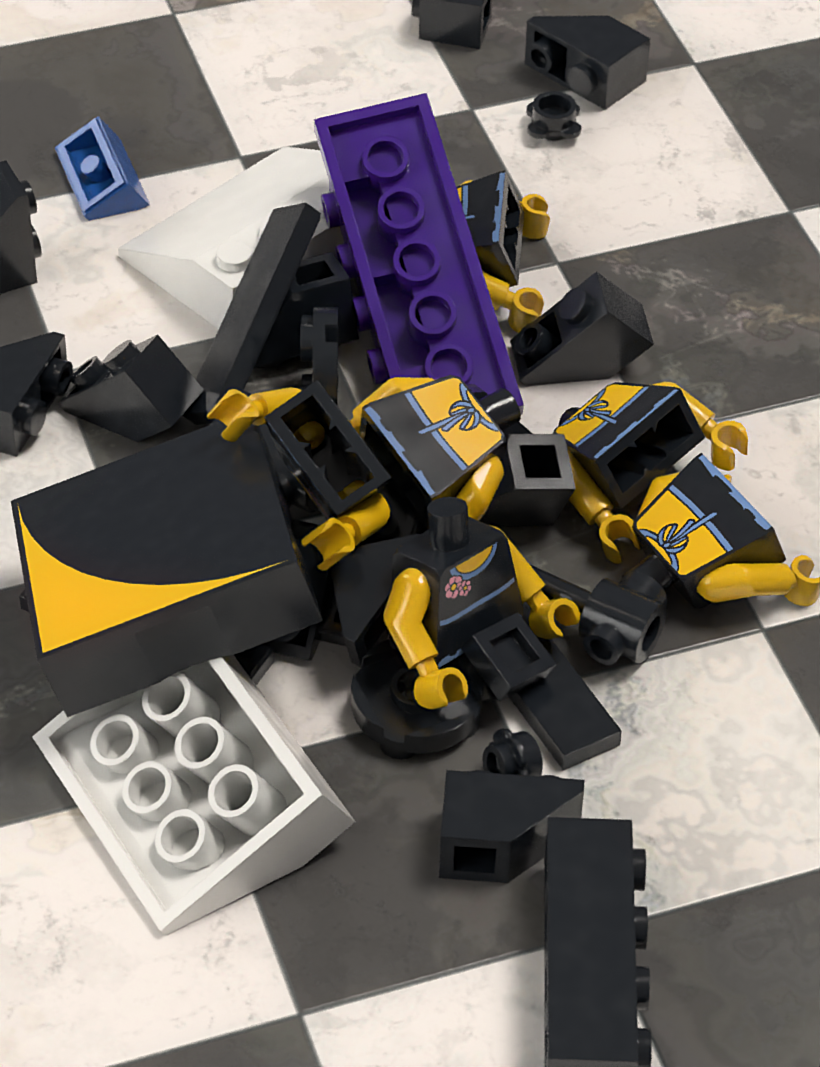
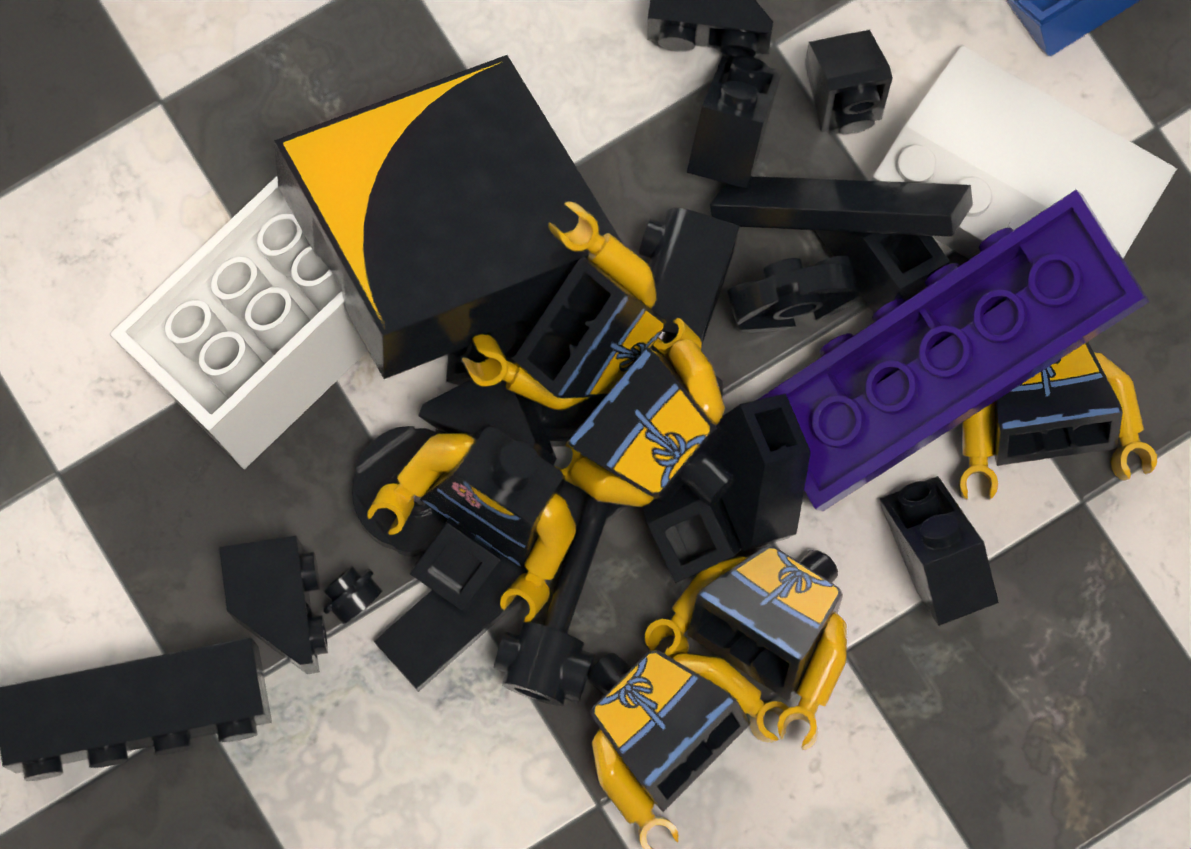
camera: 80 degrees right, 30 degrees up
(127, 296) = (848, 81): none -> black slope

